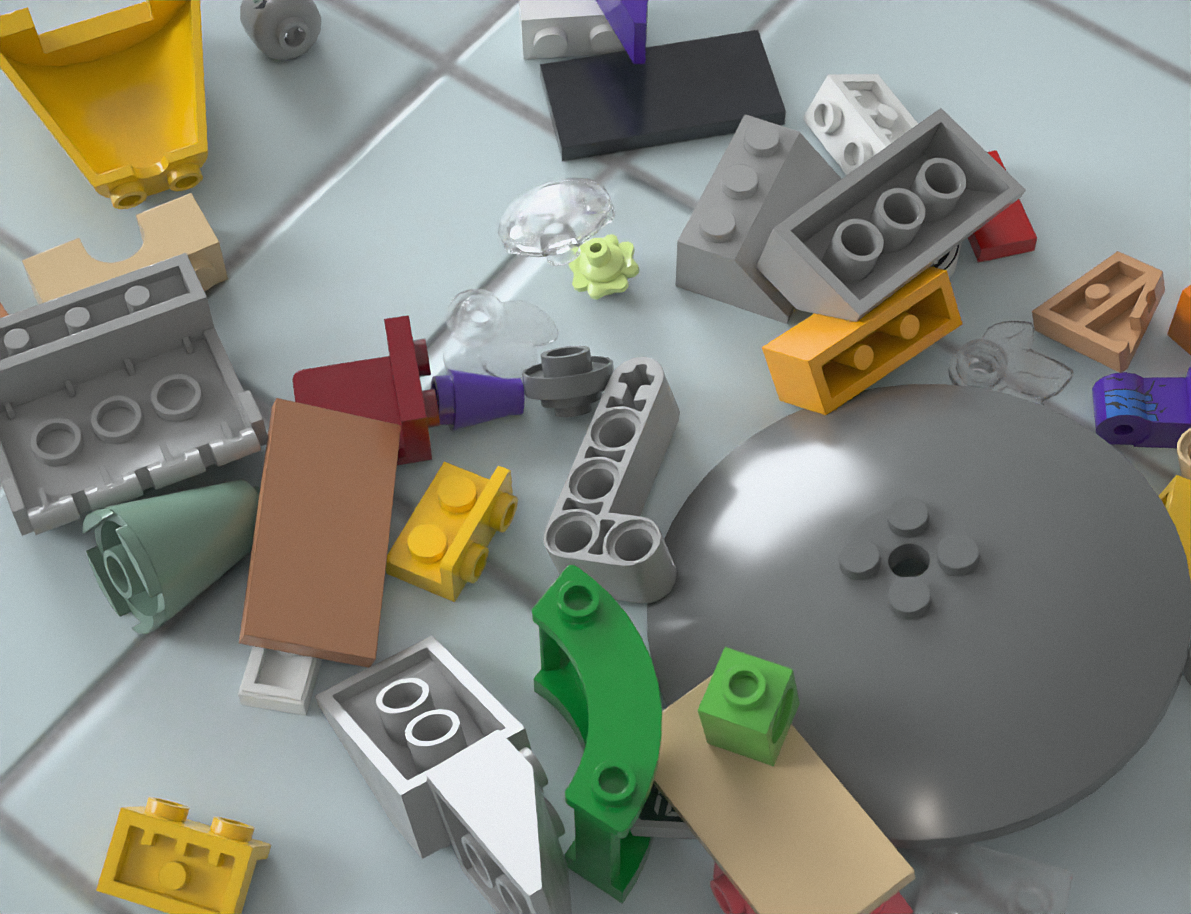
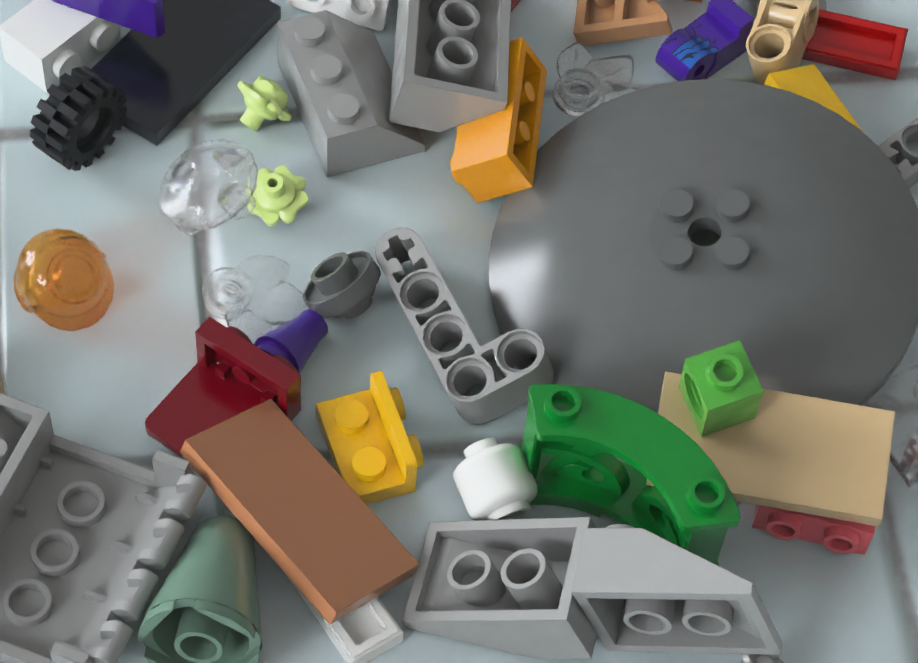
camera: 50 degrees left, 0 degrees up
(357, 212) = (63, 279): none -> clear orange helmet
(501, 66) = (78, 118): none -> black tyre
(506, 646) = (495, 481): none -> white head
(680, 181) = (264, 101): none -> yellowish green plant

